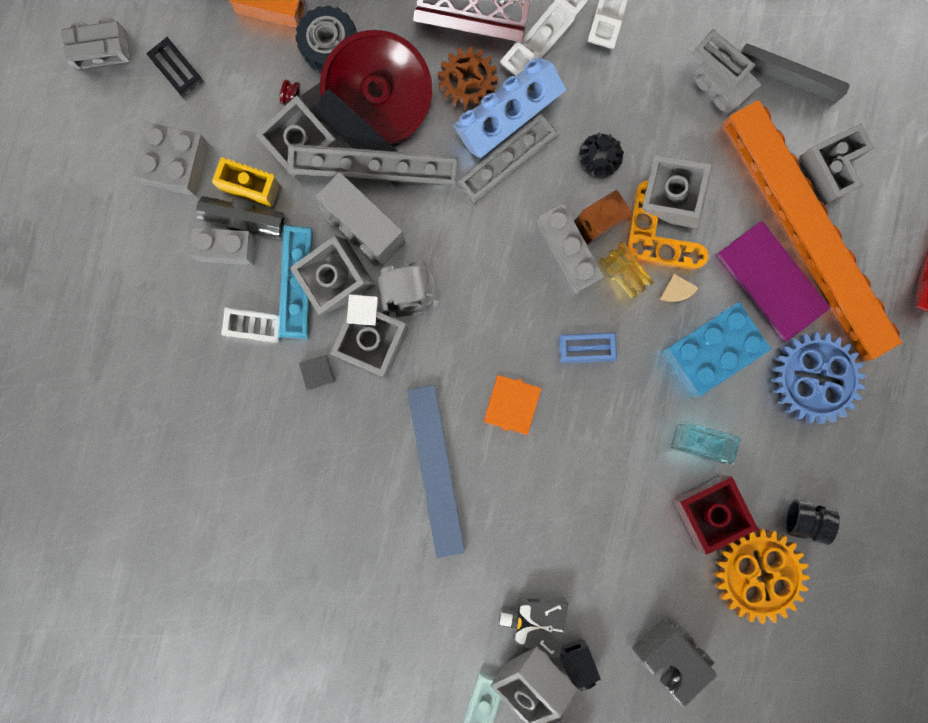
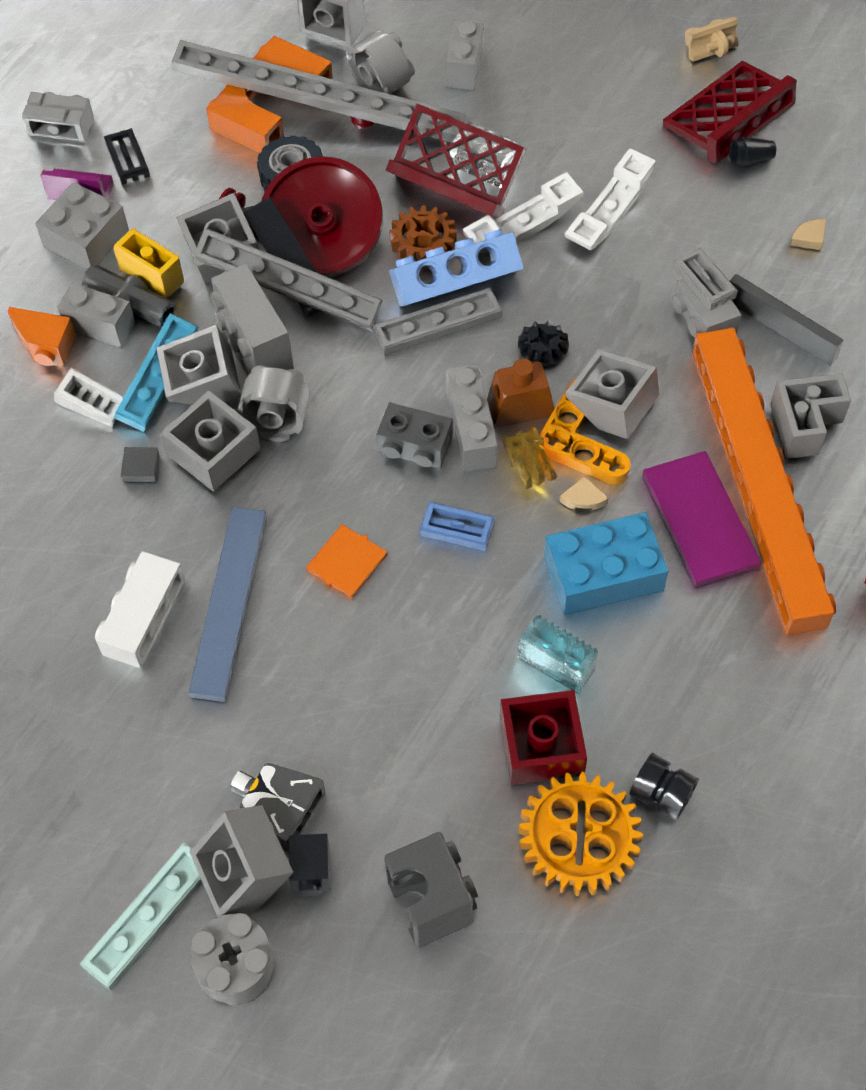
camera: 25 degrees right, 25 degrees down
(155, 110) = (58, 180): none -> magenta panel
(186, 280) = (44, 335): none -> orange slope
(362, 310) = (214, 400): white sticker -> none
(371, 503) = (140, 609): none -> white brick
(530, 280) = (414, 435): none -> dark grey brick
(813, 402) = (708, 654): medium blue gear -> none

